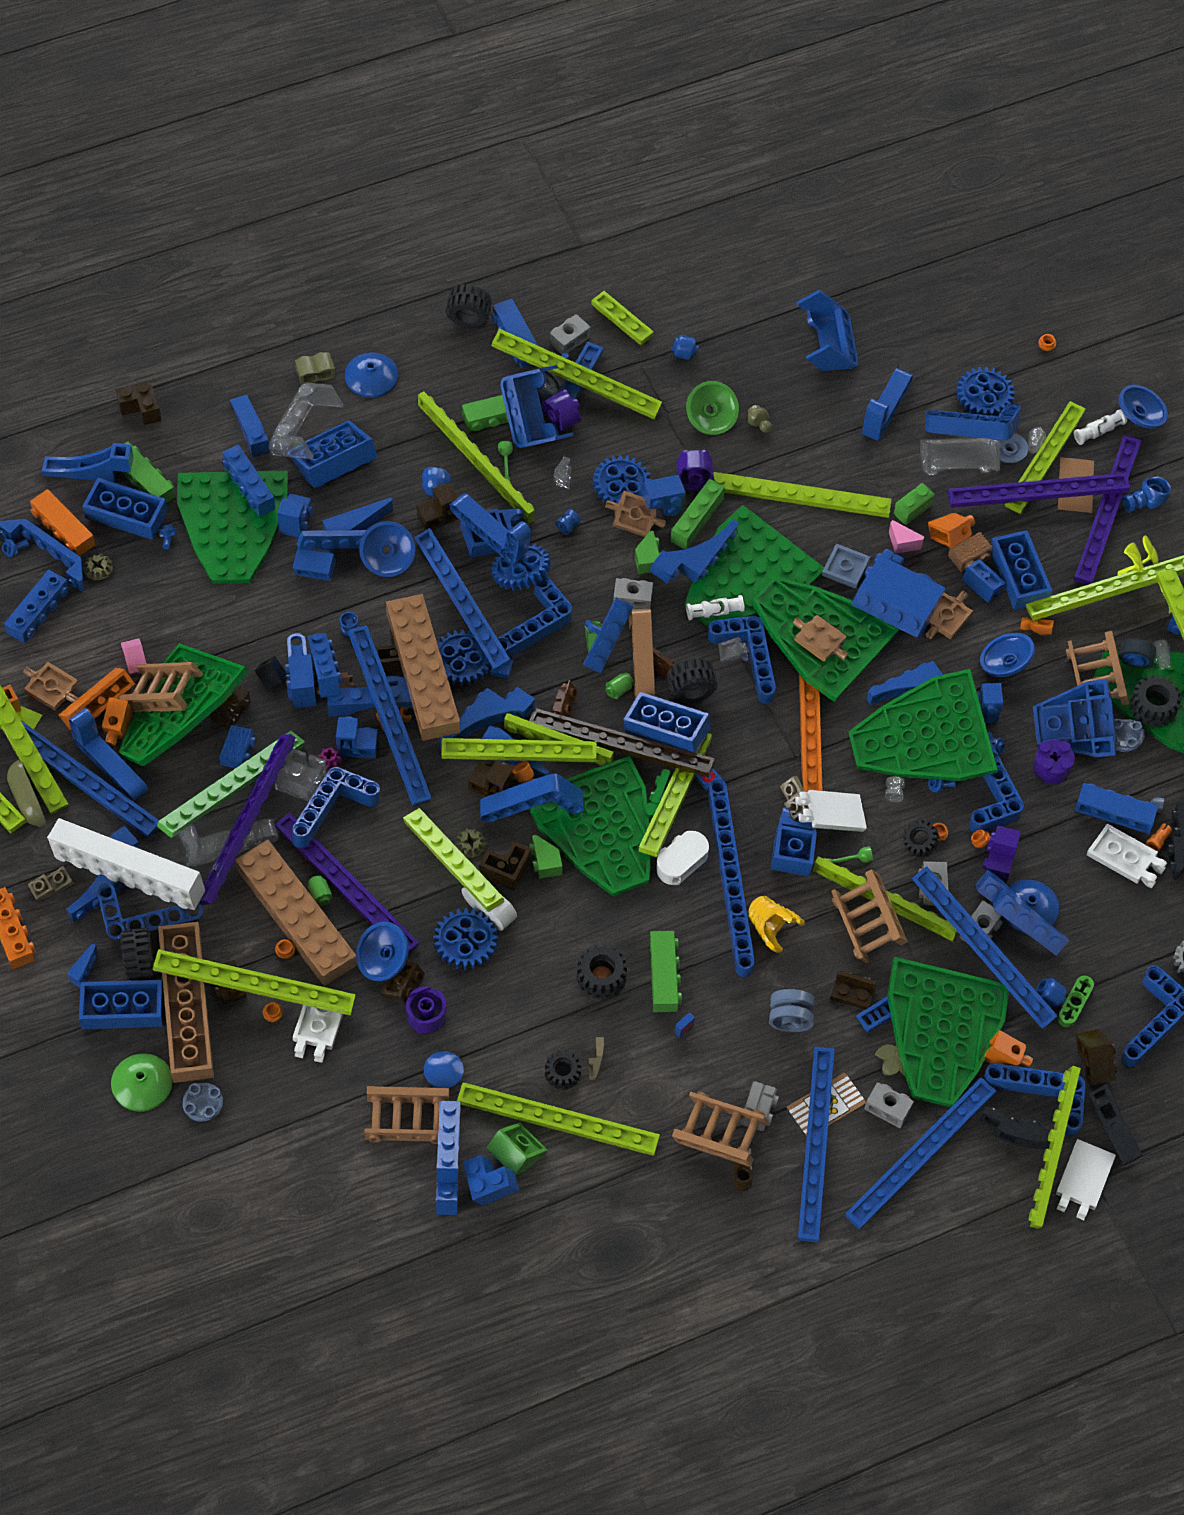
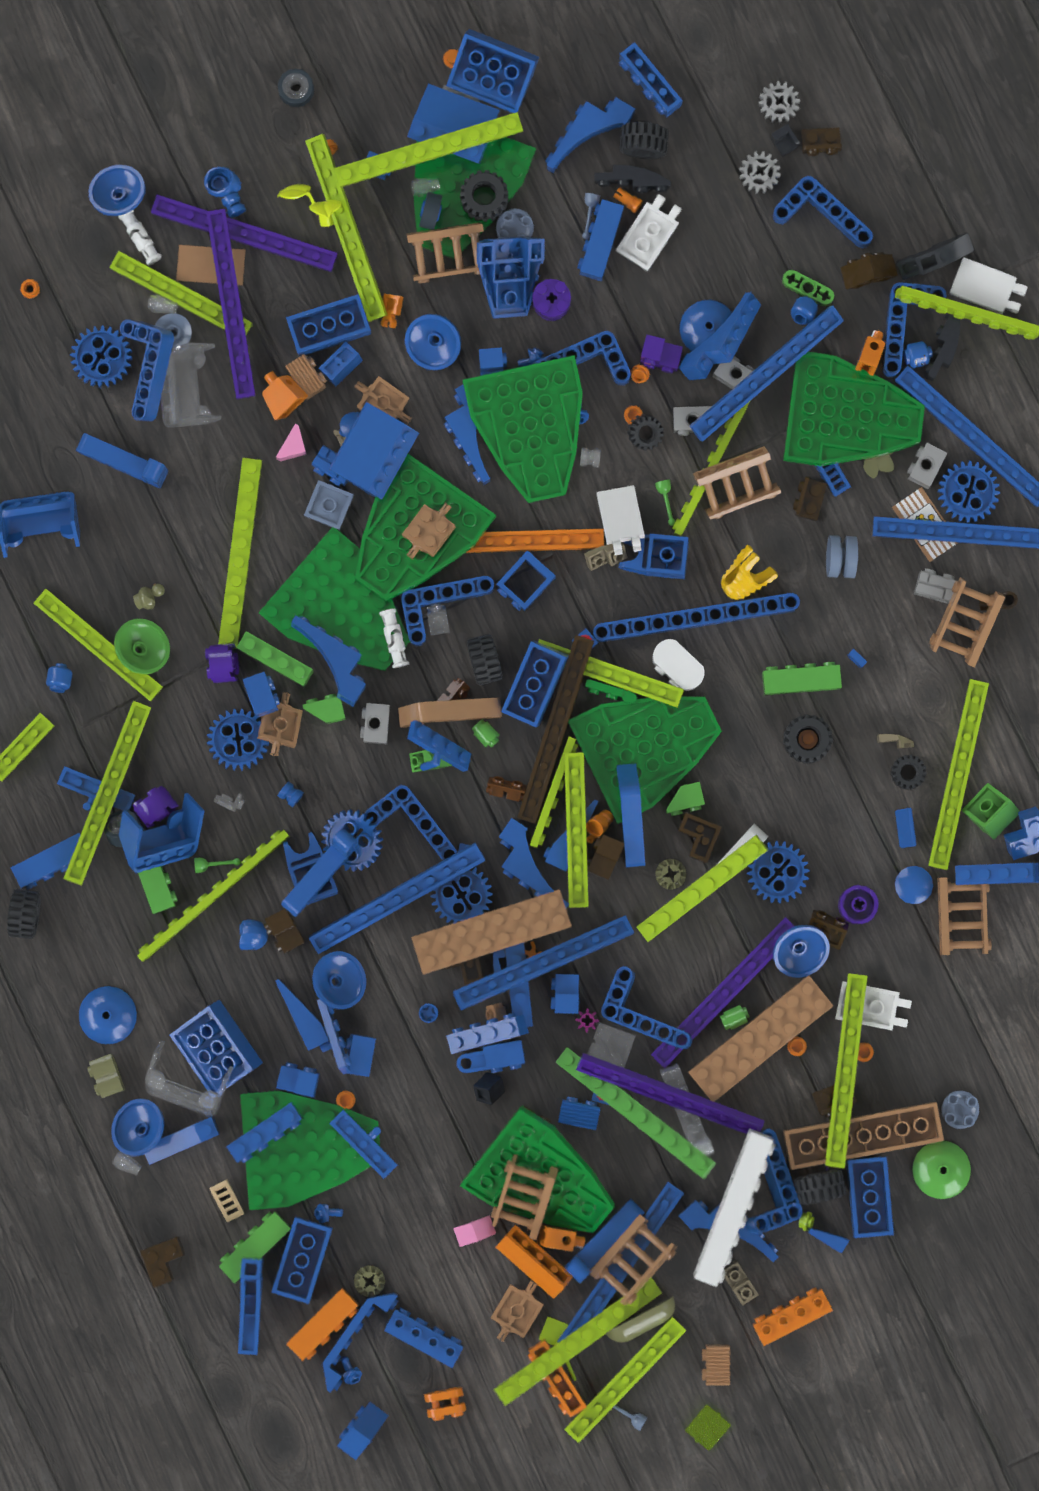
camera: 90 degrees left, 25 degrees up
(94, 765) = (614, 1256): none -> medium nougat fence
(105, 946) = (806, 1221): none -> lime plate
(188, 451) = (214, 1189): none -> tan slope
(229, 560) = (364, 1143): none -> blue plate
(233, 380) = (126, 1163): none -> clear cone
(264, 386) = (129, 1127): none -> blue dish
(272, 554) = (345, 1099): none -> orange plate
(504, 1066) = (905, 828): none -> blue slope
(570, 334) = (58, 808): light grey brick -> none
(721, 373) = (95, 643): none -> lime plate
(782, 740) = (539, 567): none -> blue window
(855, 1161) = (984, 497): none -> blue gear
(914, 504) = (250, 434): bright green brick -> none
(1008, 1100) = (917, 354): none -> blue head

